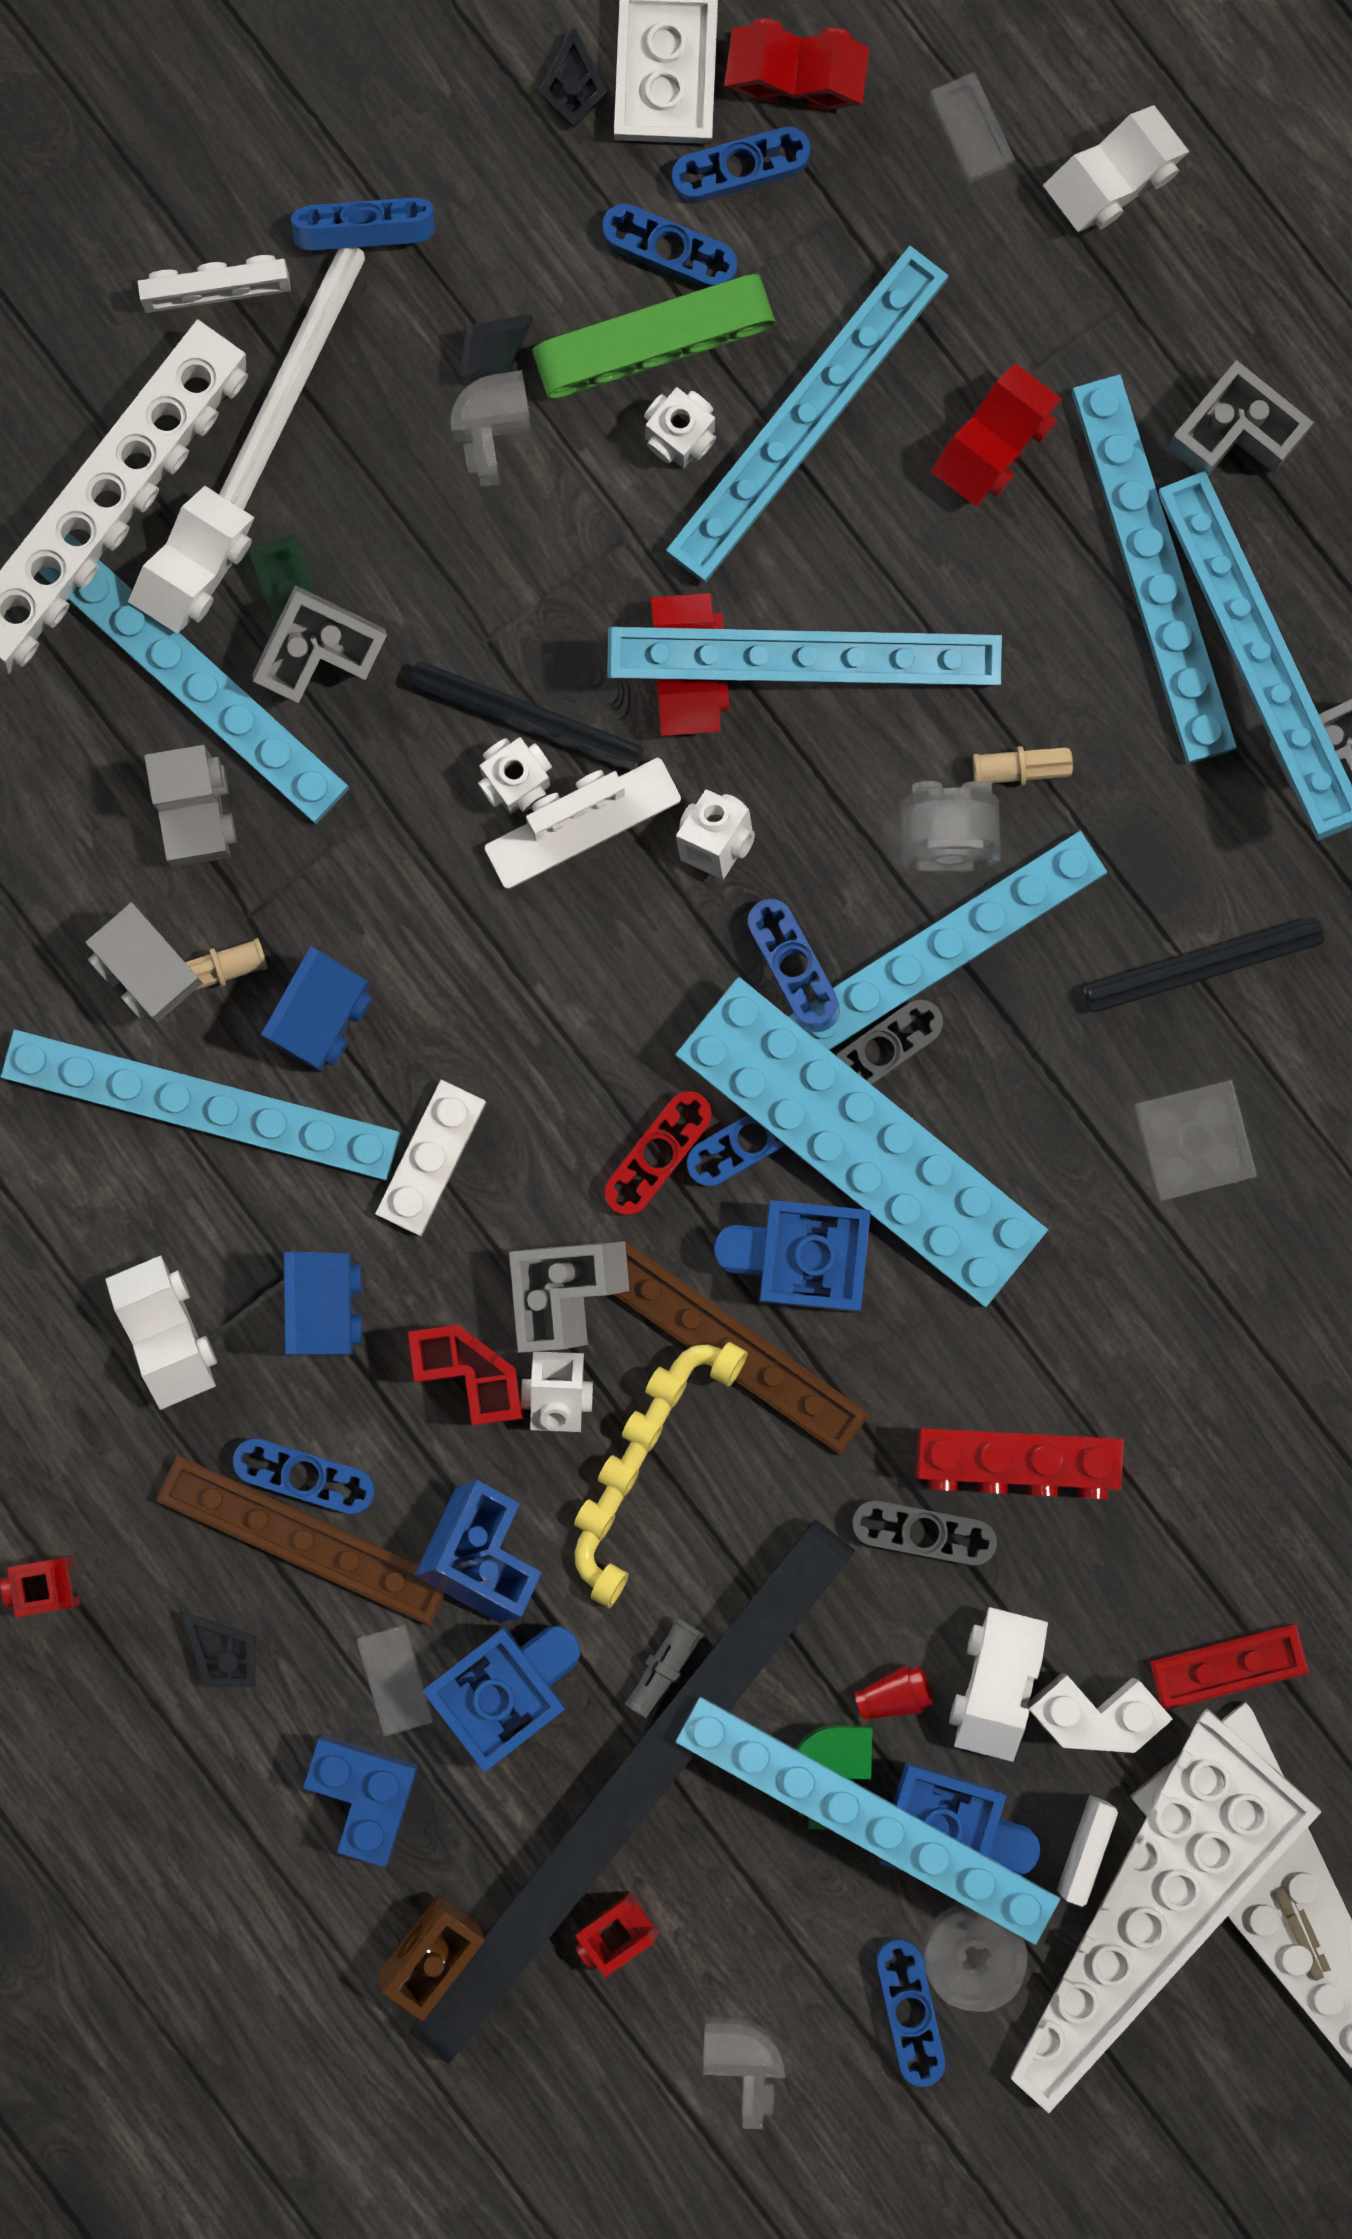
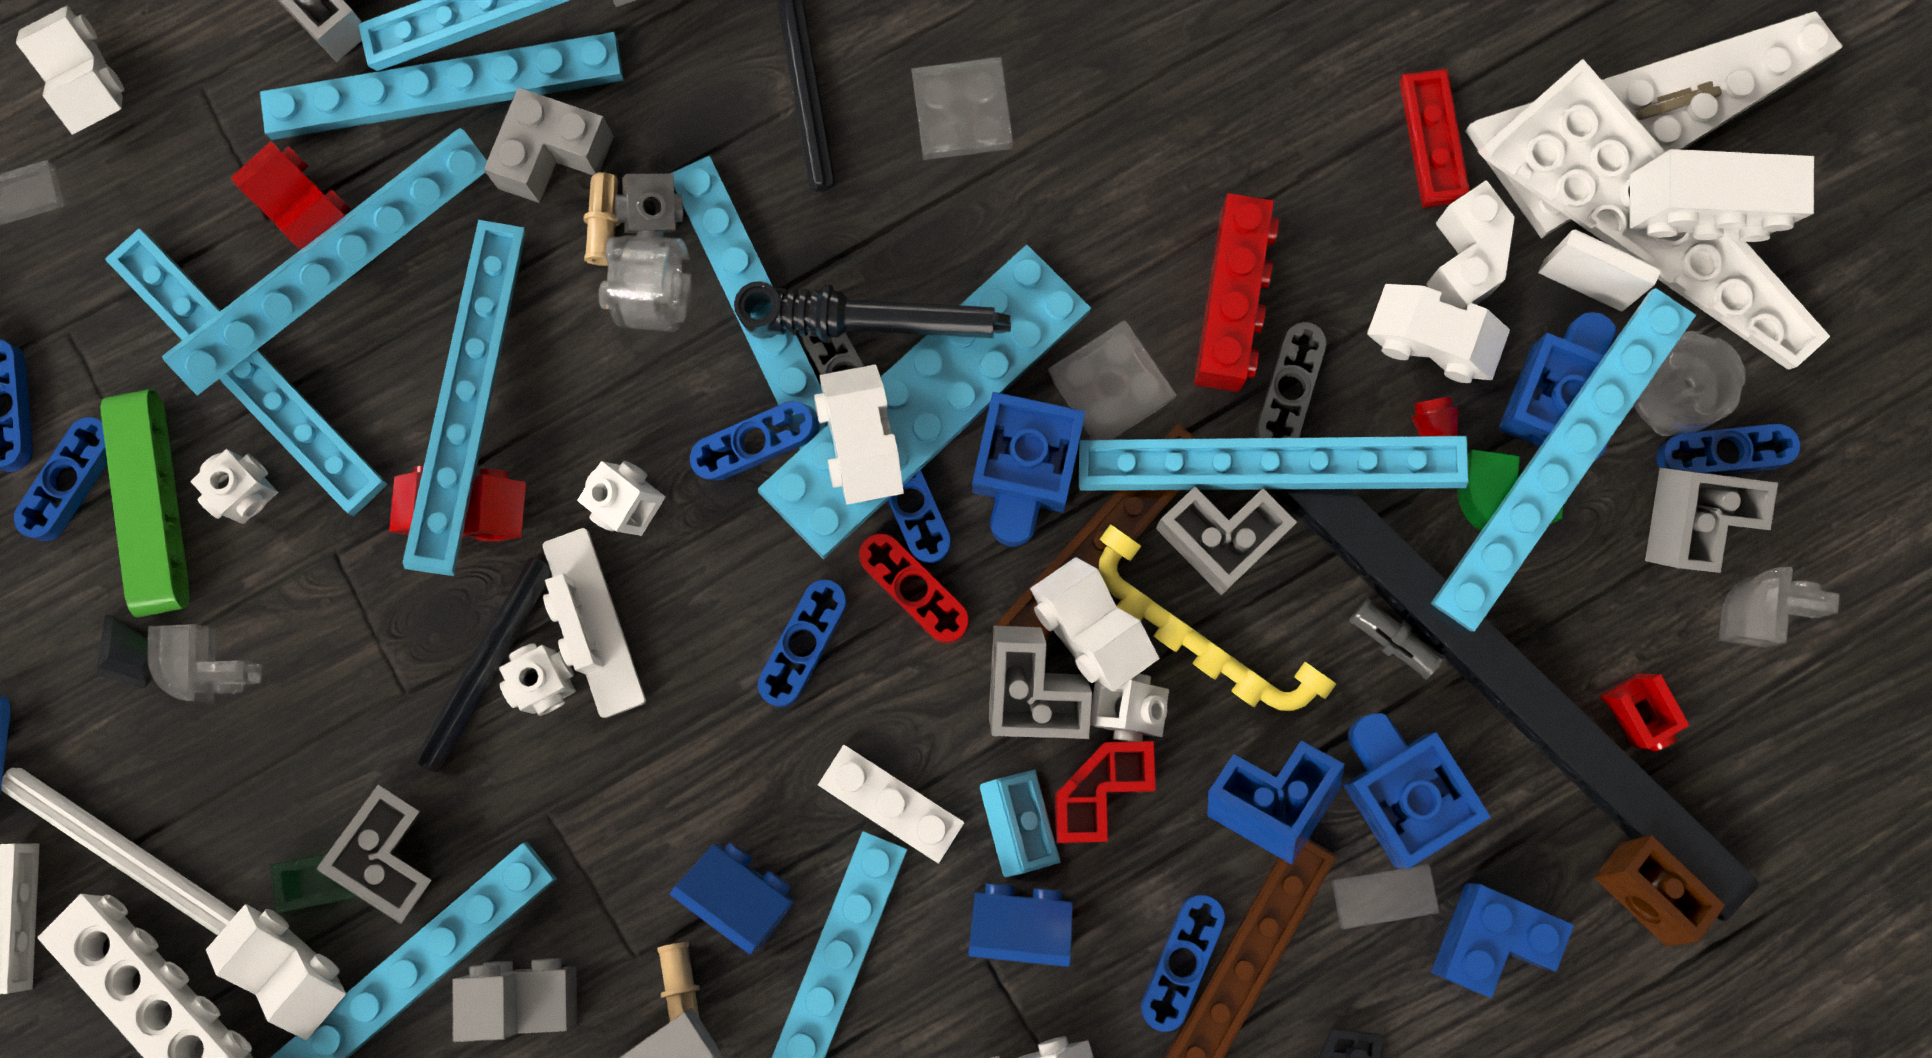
camera: 75 degrees left, 5 degrees down
(426, 1293) = (1019, 823): none -> medium azure slope
(556, 1020) = (776, 669): none -> blue beam
(631, 1348) = (1082, 613): none -> white brick
(735, 1475) = (1220, 546): none -> light grey brick
(804, 1077) = (861, 434): none -> white brick
(829, 1514) = (1274, 463): none -> medium azure plate
(838, 1973) = (1695, 513): none -> light grey brick
(906, 1339) = (1112, 383): none -> clear plate
(935, 486) = (326, 262): none -> medium azure plate
(937, 1028) = (831, 314): none -> black piece
(1053, 807) = (658, 191): none -> flat silver brick
(1106, 685) = (538, 136): none -> light grey brick
(1173, 1966) = (1721, 194): none -> white brick

